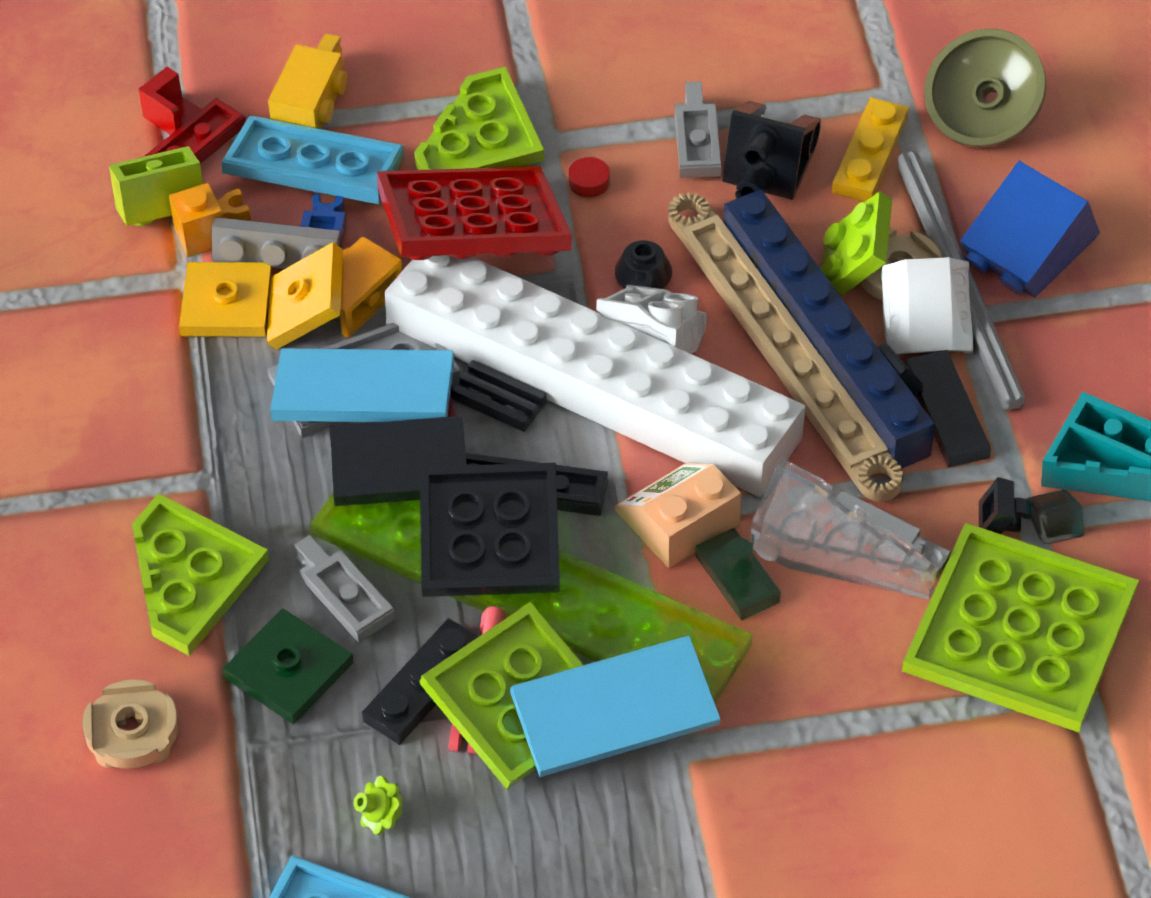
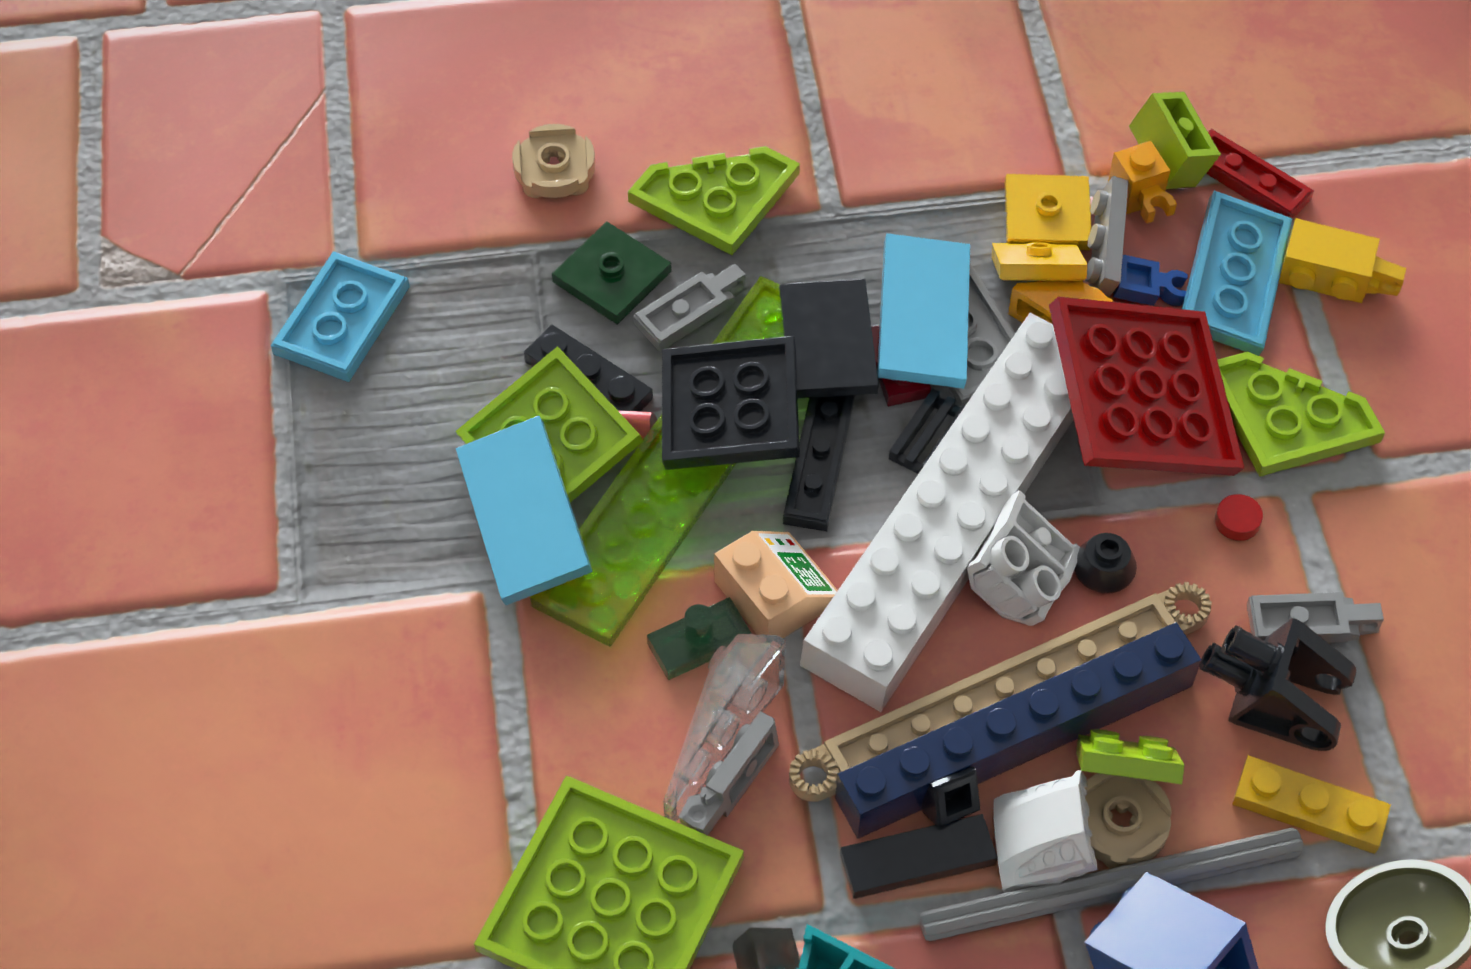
camera: 90 degrees right, 5 degrees up
(163, 101) = (1300, 149): red panel -> none
(379, 805) = (447, 337): lime plant -> none
(1001, 510) = (762, 890): black tile -> none

